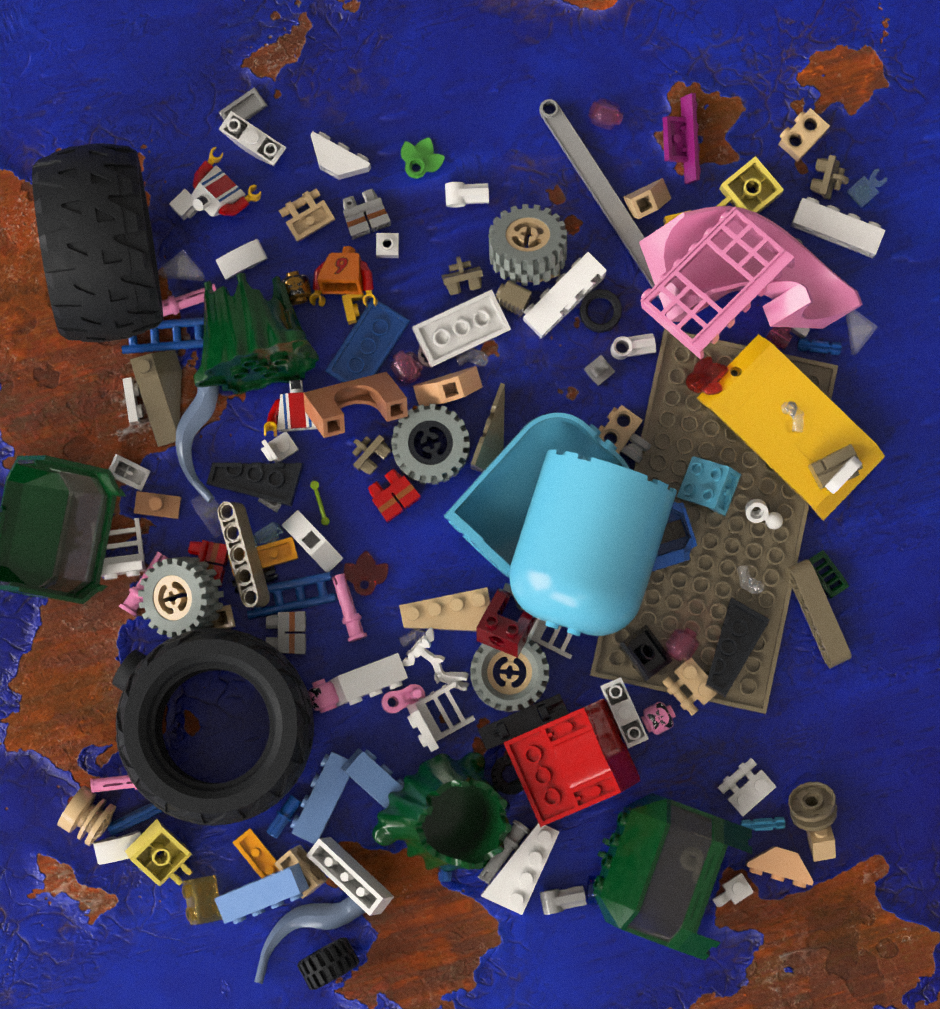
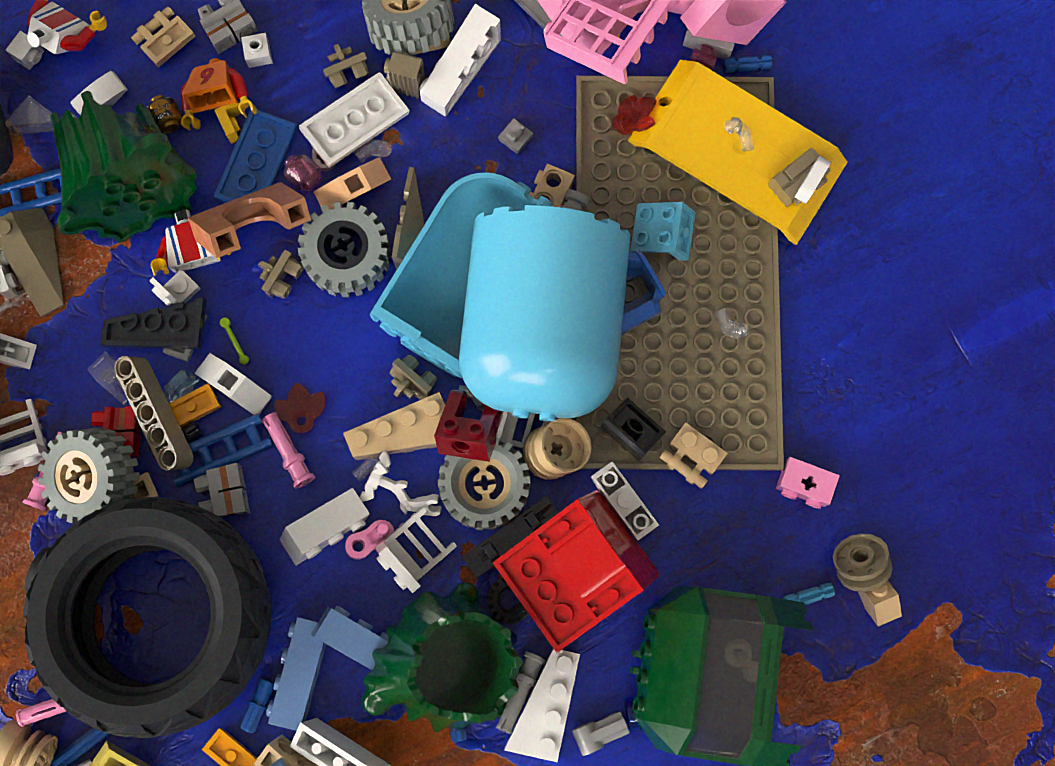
camera: 15 degrees left, 5 degrees down
(157, 505) = (50, 380): medium nougat tile -> none
(173, 305) = (32, 158): bright pink pin -> none
(190, 423) = (71, 282): sand blue animal -> none
(323, 696) = (276, 555): bright pink head -> none
(400, 488) = (307, 323): red hips -> none
(462, 571) = (408, 381): none -> dark tan hips
(586, 661) = (568, 444): none -> tan wheel
(605, 294) = (501, 54): black tyre -> none
(635, 346) = (548, 100): white piece -> none
(658, 718) = (664, 500): bright pink head -> none
(682, 644) = (673, 410): clear pink head -> none
(735, 890) = (795, 678): white plate -> none
(736, 642) = (732, 398): black wing -> none
(751, 792) = (786, 563): white plate -> none
(773, 519) = (742, 254): white plate -> none
(781, 865) = (841, 637): light nougat slope -> none
(796, 730) = (821, 480): none -> bright pink brick
(818, 613) = (816, 345): dark tan beam -> none
(833, 569) = (820, 296): dark green slope -> none
(859, 330) = (786, 36): clear slope -> none

